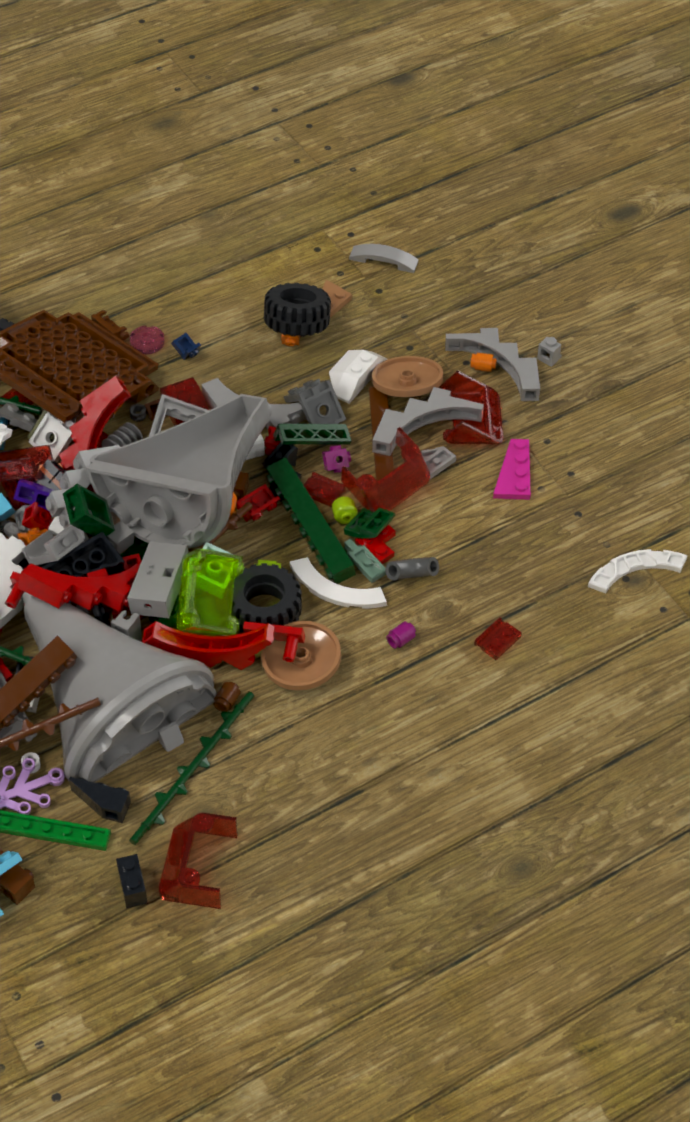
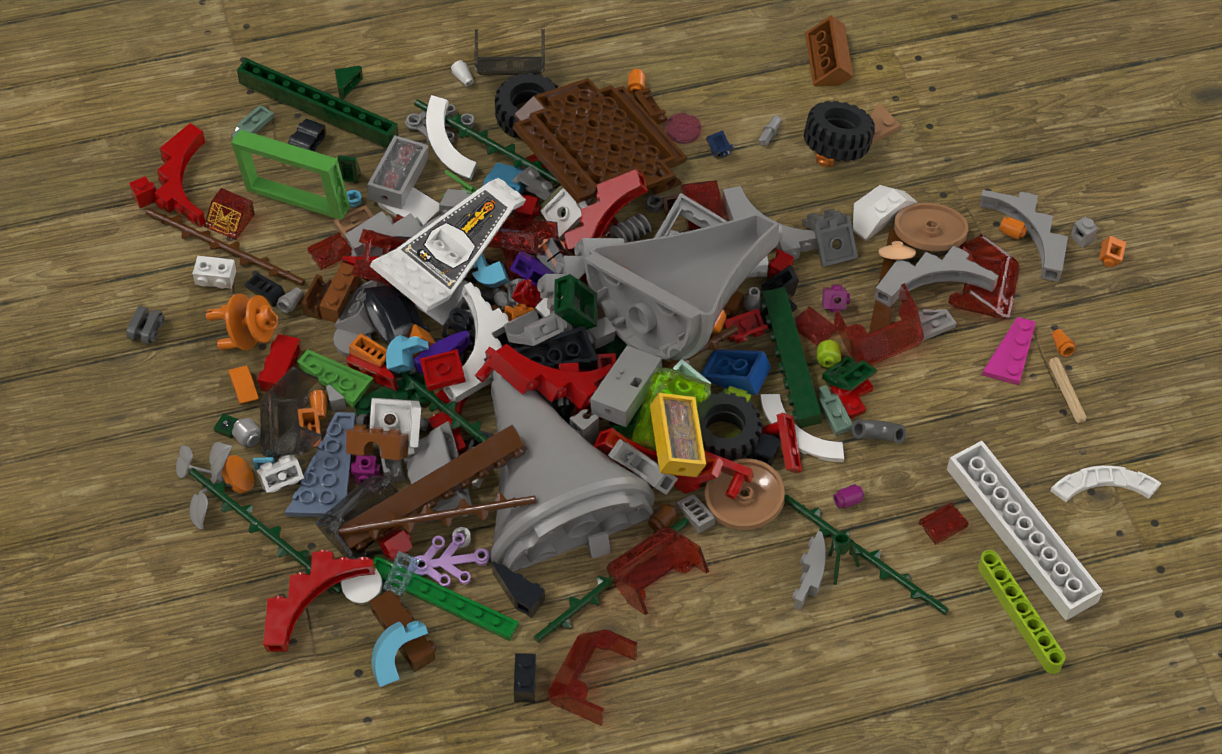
camera: 15 degrees right, 5 degrees up
(16, 441) = (529, 209): none -> red brick
(89, 306) = (636, 81): none -> orange brick
(196, 649) = (642, 466): none -> light grey arch
(222, 611) = (677, 435): none -> brick
(228, 738) = (651, 561): none -> clear red windscreen
(230, 324) = (770, 130): none -> light grey axle
(257, 477) = (753, 299): none -> light grey cone
(262, 542) = (737, 369): none -> blue slope
(265, 696) = (702, 525): none -> light grey slope
(267, 245) = (829, 53): none -> dark orange slope
(310, 608) = (767, 449): none -> black brick
(312, 434) = (818, 268): dark green fence -> none
(324, 586) = (789, 443): none -> red piece
(382, 403) = (897, 251): none -> light nougat dish
(384, 253) = (947, 88): light grey slope -> none
(386, 710) = (812, 571): none -> light grey slope
(408, 678) = (841, 545): none -> dark green plant
(440, 685) = (872, 557): none -> dark green plant
(560, 453) = (1063, 343): none -> orange cone
(576, 493) = (1067, 390): none -> tan axle
(576, 626) = (1024, 530): none -> white brick
(579, 366) = (1112, 251): none -> orange brick
(603, 709) = (1021, 620): none -> lime beam

